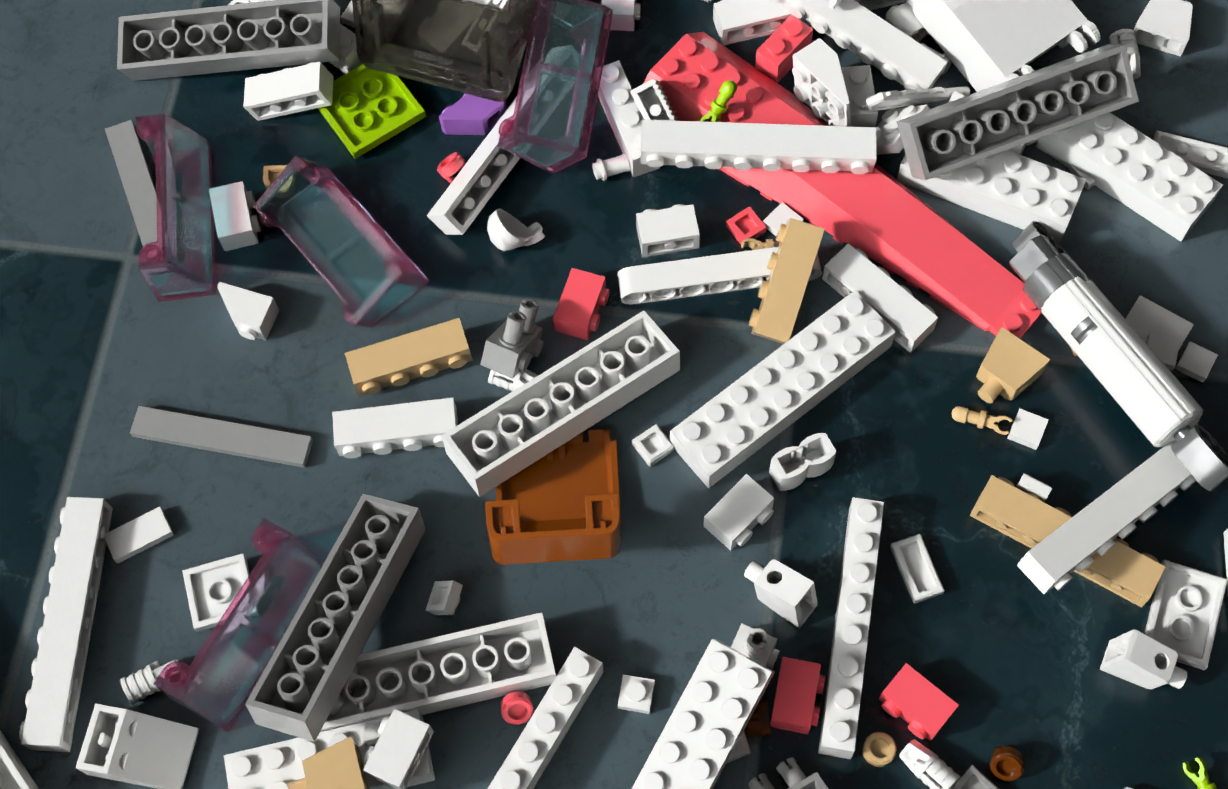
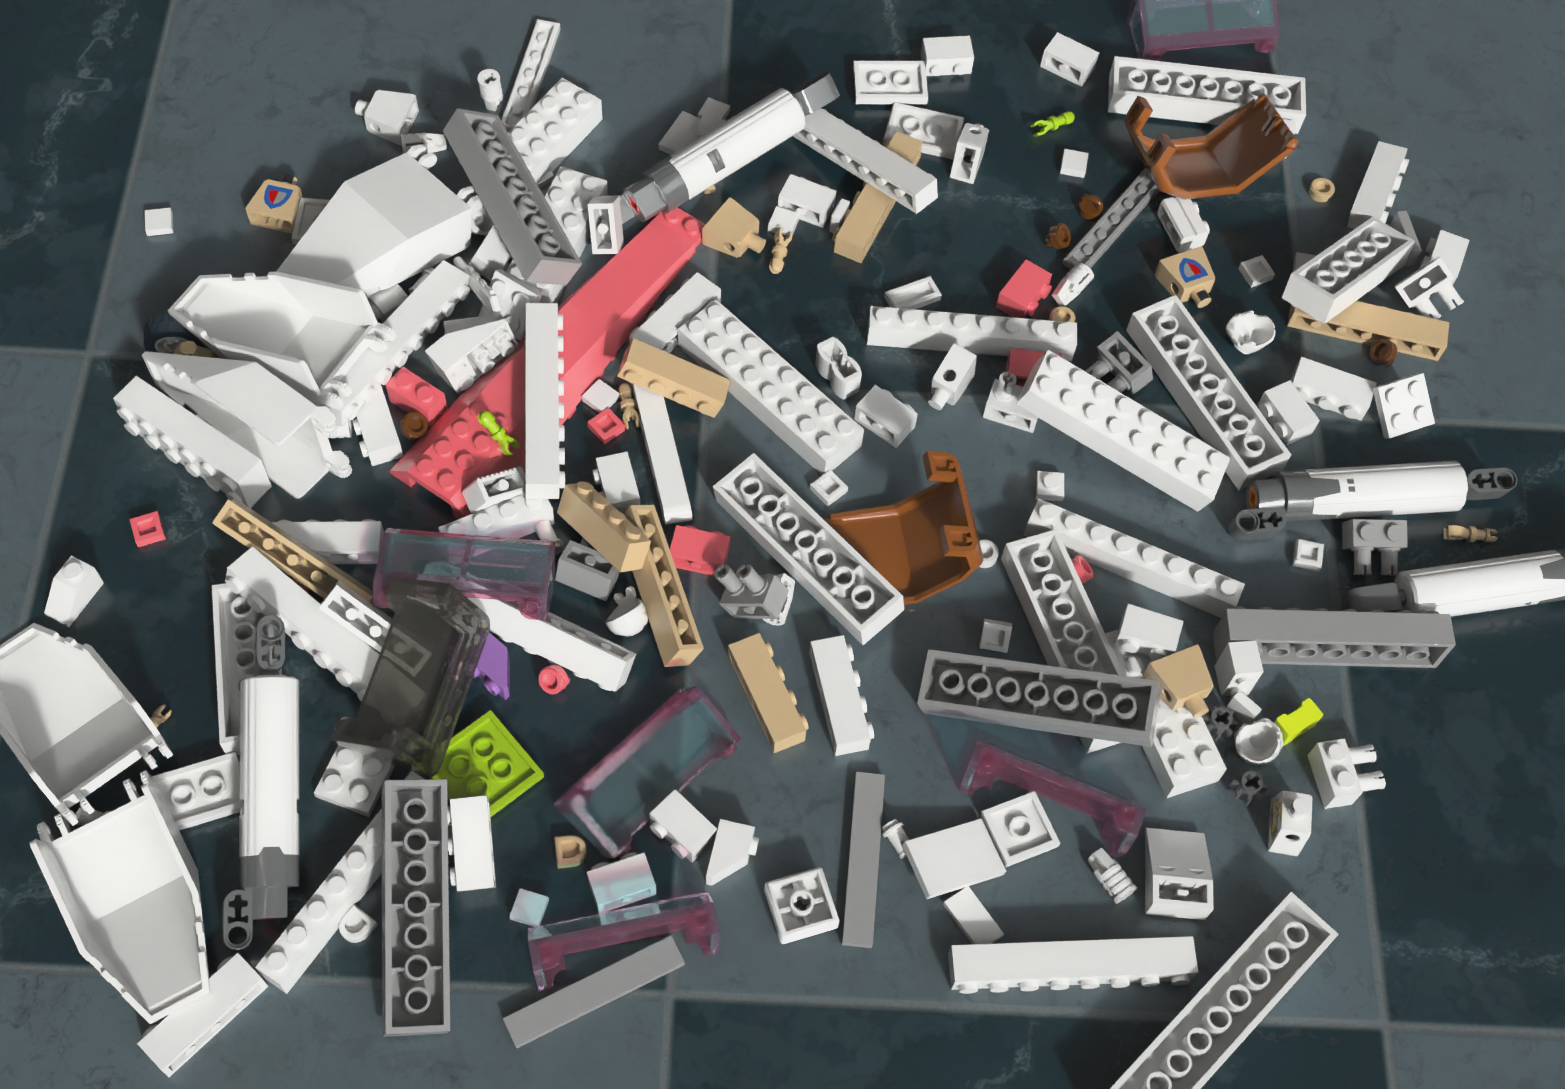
camera: 105 degrees left, 5 degrees down
(164, 361) = (811, 889): none -> white brick
(198, 518) = (954, 858): none -> white tile
(229, 144) = (529, 908): none -> white tile
(233, 470) = (896, 836): none -> white pin
(280, 270) = (682, 826): none -> white brick
(539, 259) = (664, 594): none -> tan brick
(553, 604) = (990, 553): none -> white tile
(567, 188) = (586, 570): none -> light grey brick
(604, 204) = (604, 526): none -> tan brick
(747, 45) = (414, 425): none -> reddish brown tile
(1002, 222) = (605, 224): none -> white brick
(1057, 452) = (807, 198): none -> white brick
(1200, 116) = (490, 88): none -> white hinge

